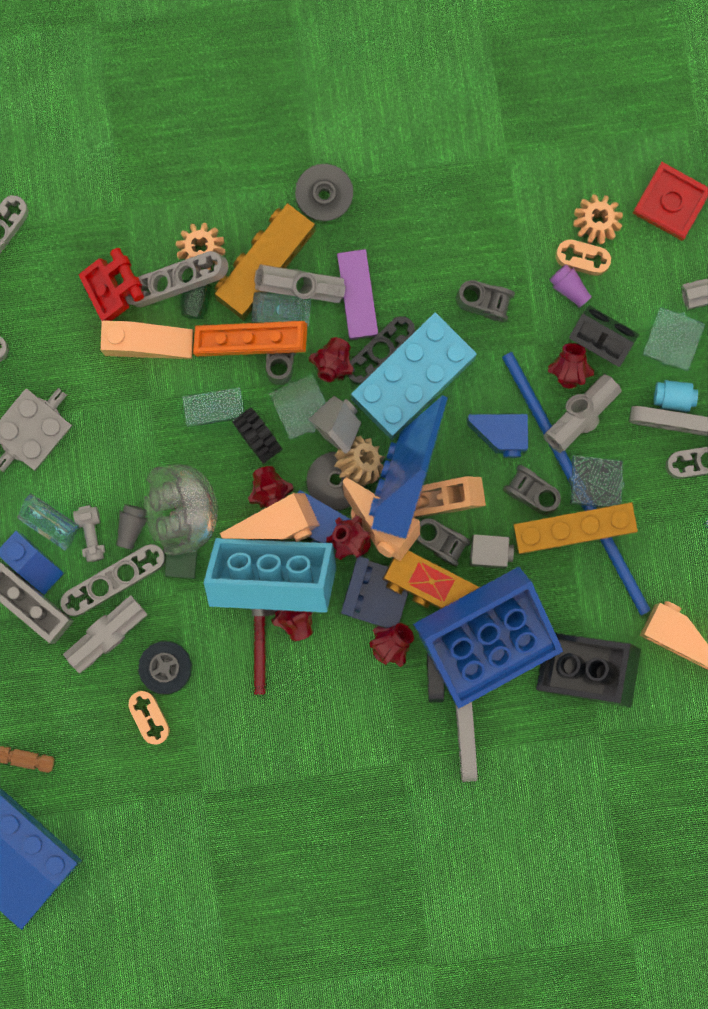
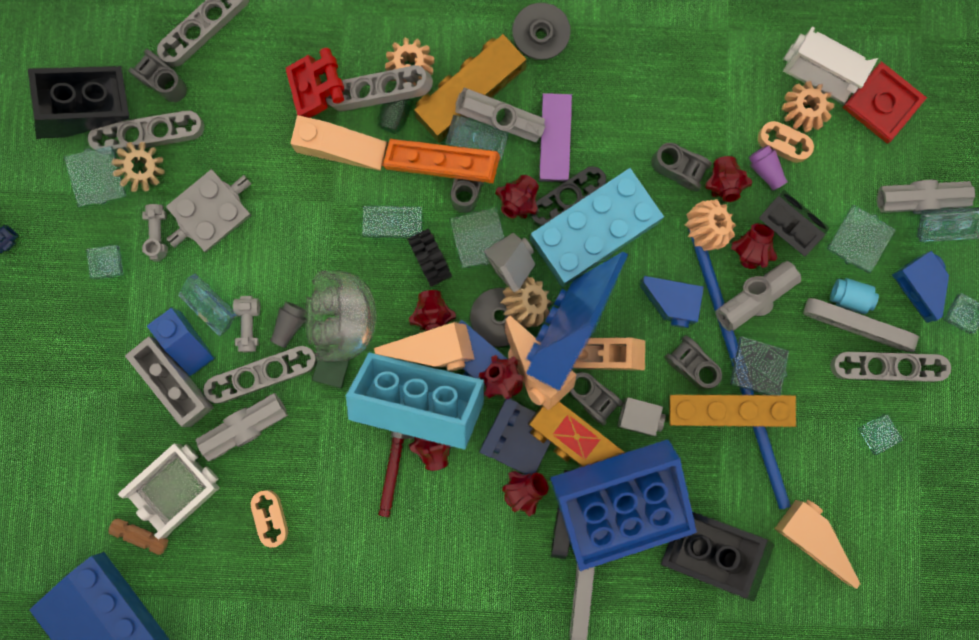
camera: 15 degrees right, 0 degrees up
(48, 707) = (171, 489): none -> window
(156, 664) = (284, 475): black wheel -> none
(523, 353) = (710, 225): none -> light nougat gear
(532, 305) = (727, 179): none -> dark red rock
(608, 175) = (827, 63): none -> white window

